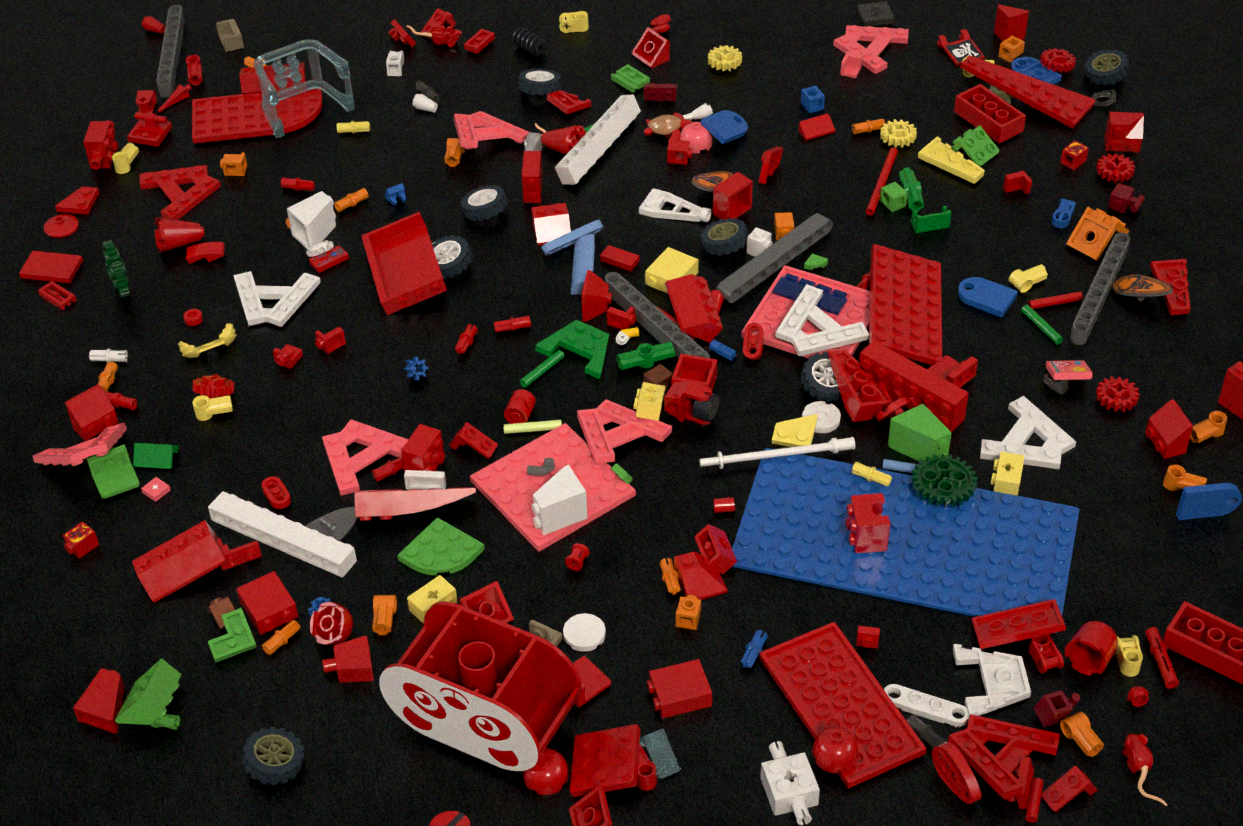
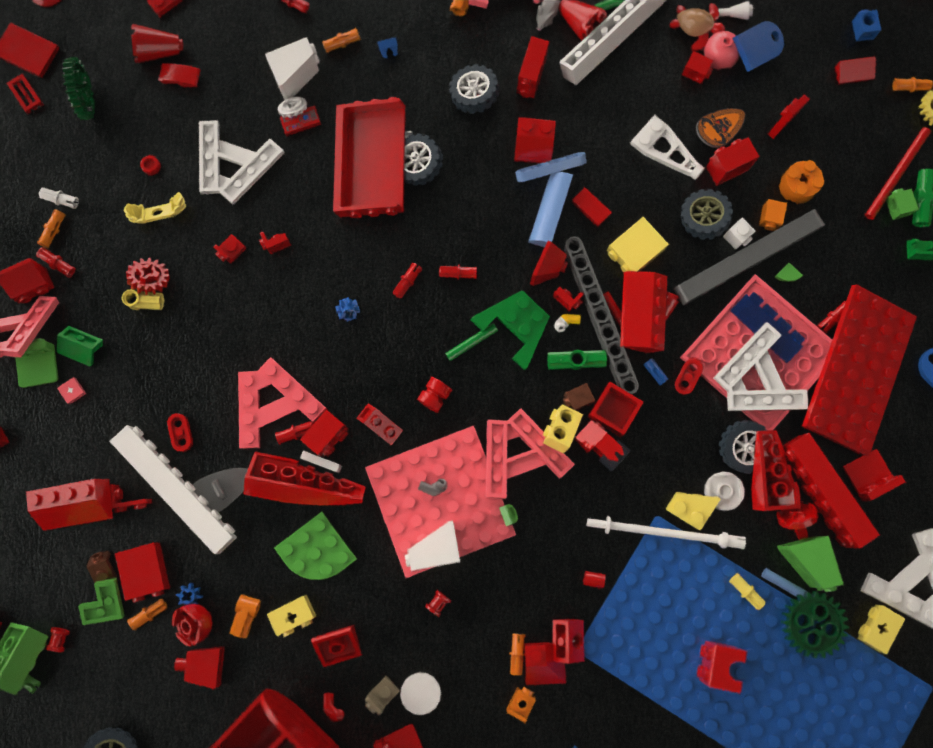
camera: 15 degrees right, 35 degrees up
(190, 678) = (57, 639): none -> red bush
(531, 426) = (441, 418): yellowish green piece -> none
(799, 199) = (801, 182): none -> orange brick

